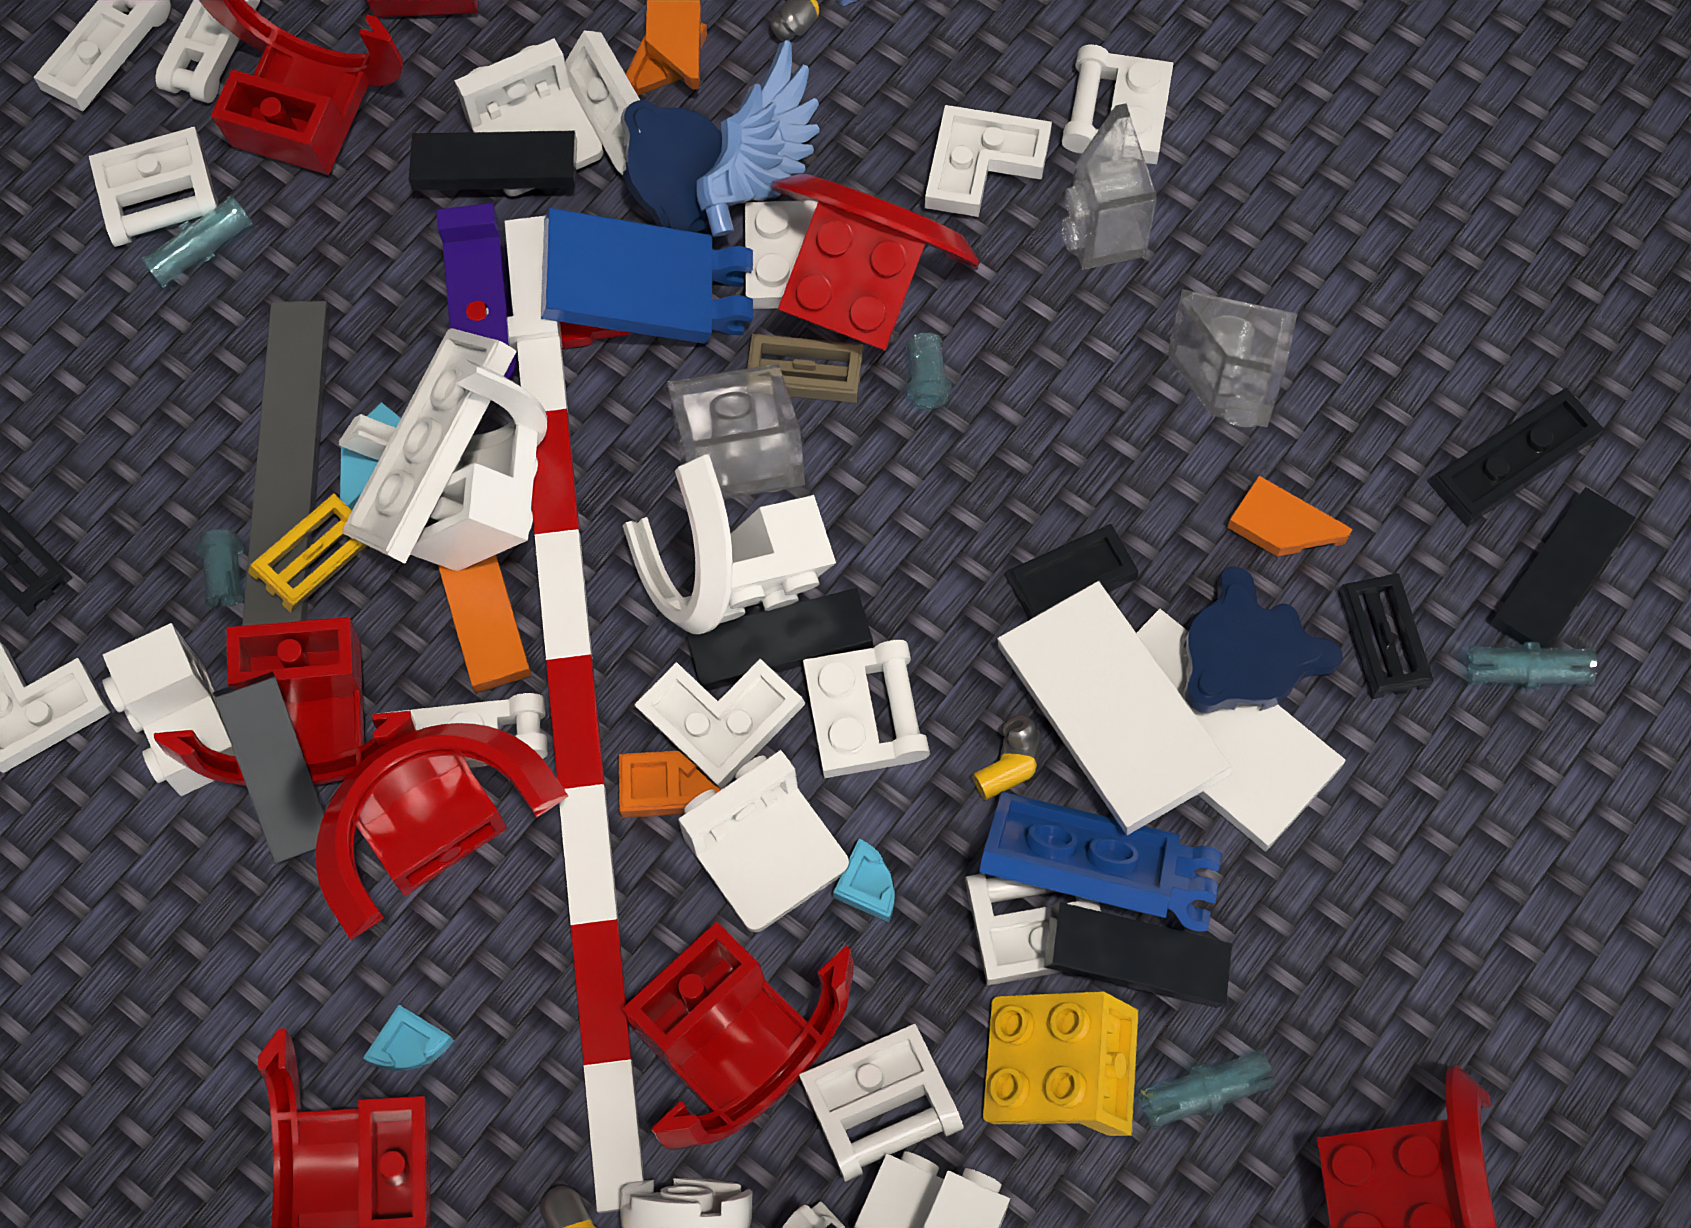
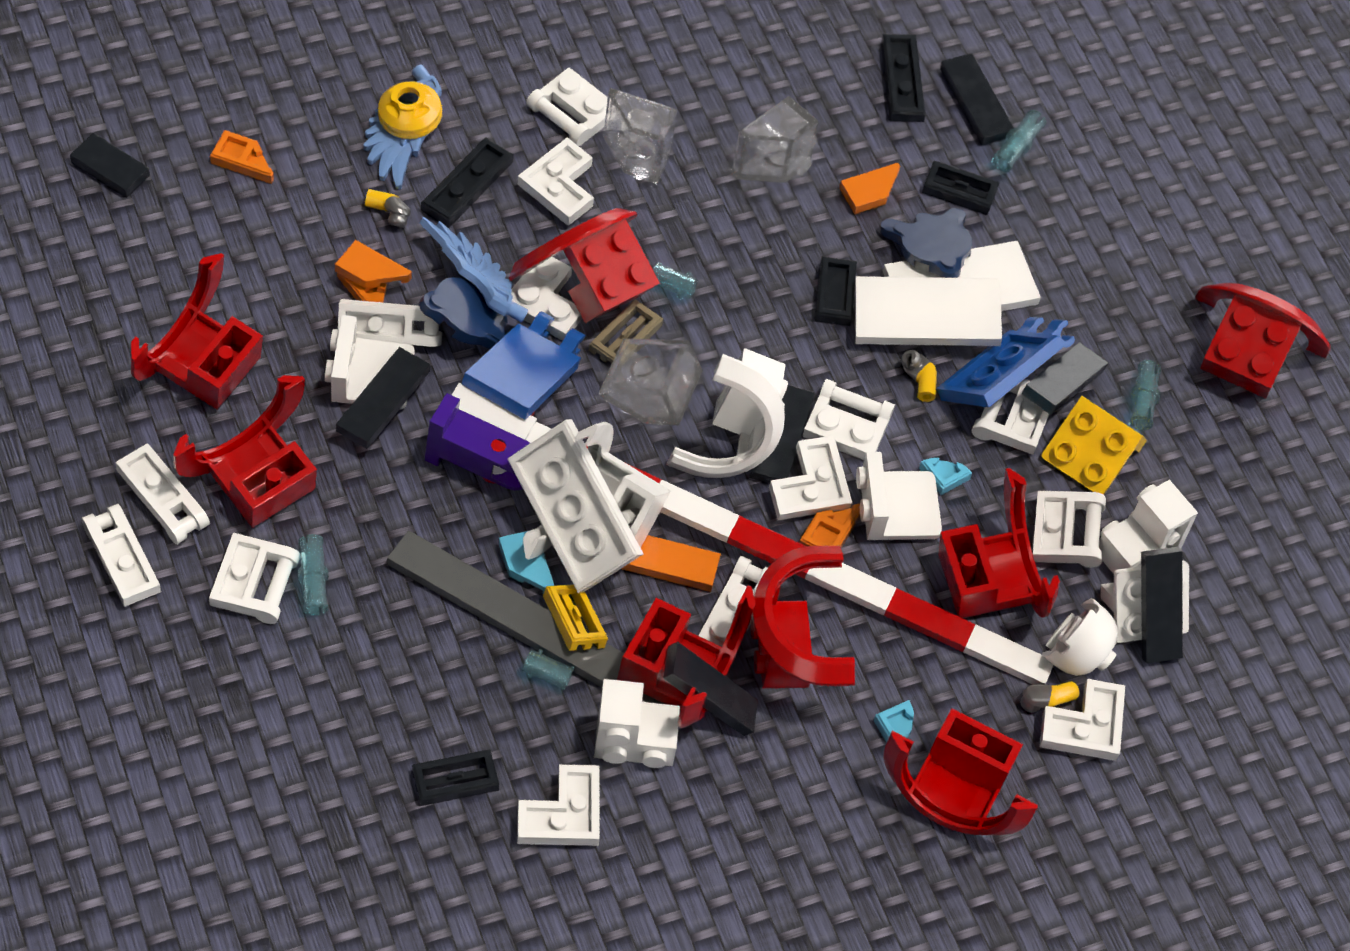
camera: 70 degrees left, 10 degrees down
(904, 64) = (467, 182): none -> black tile

